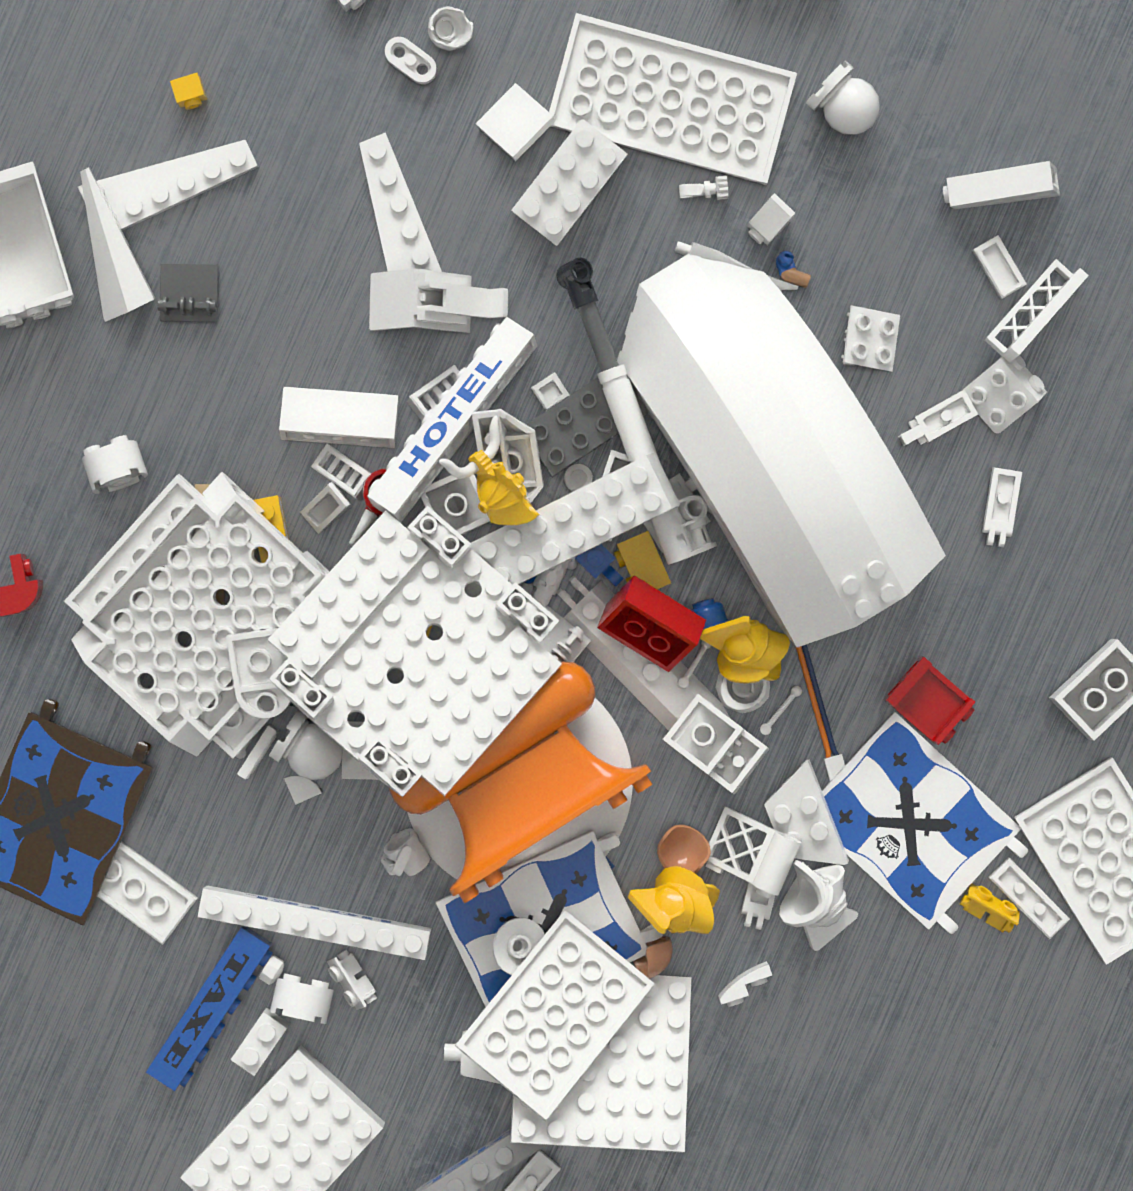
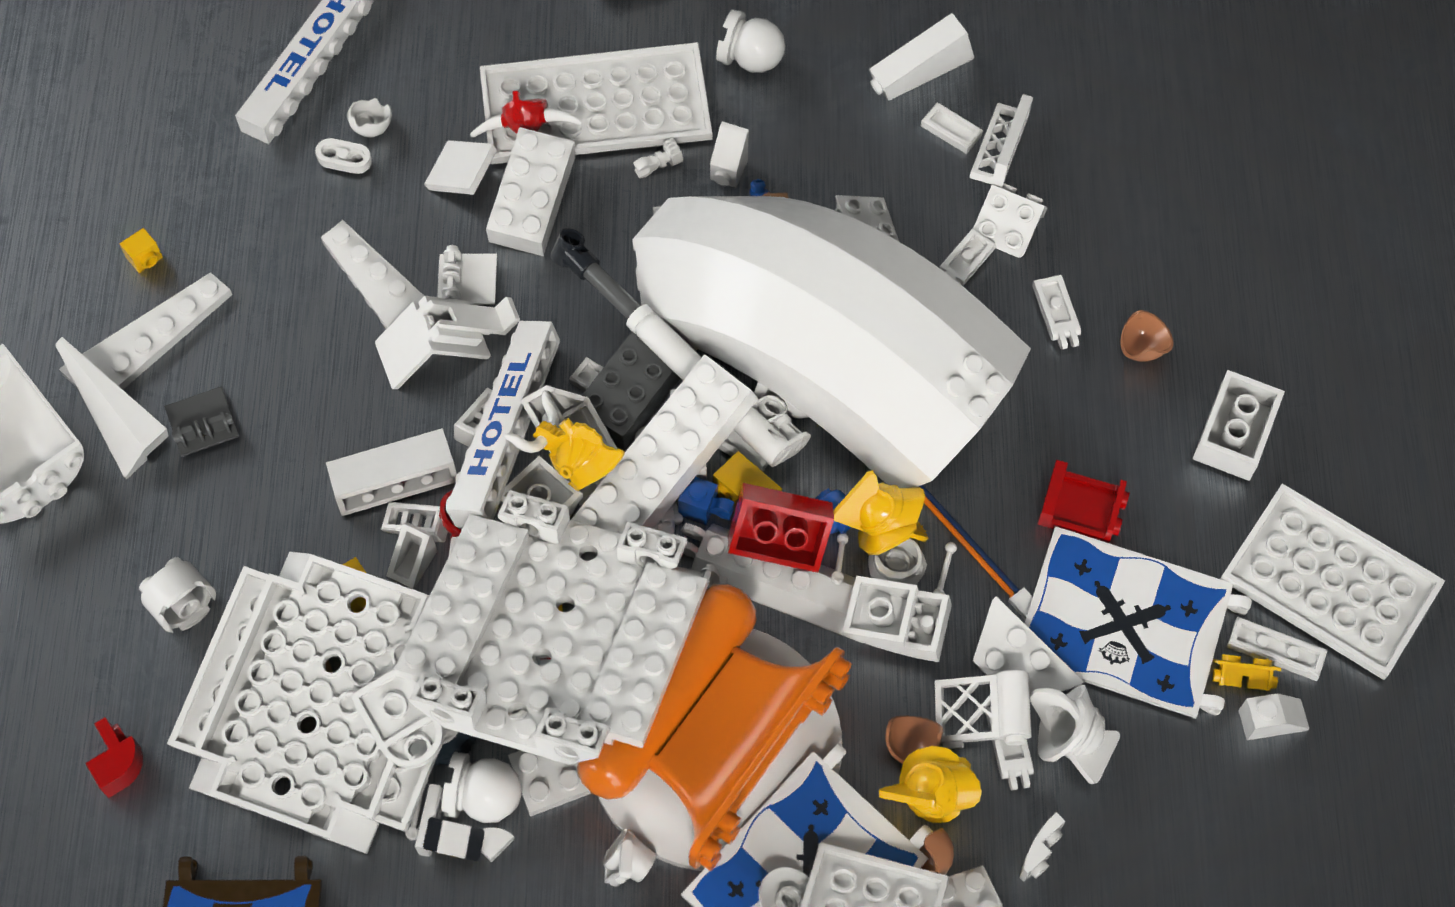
camera: 20 degrees left, 25 degrees down
(271, 778) = (453, 839): none -> sticker
(477, 243) = (467, 276): none -> white hinge
(595, 98) = (525, 114): none -> red helmet
(993, 957) = (1272, 716): none -> white slope
(1066, 569) = (1145, 337): none -> nougat helmet

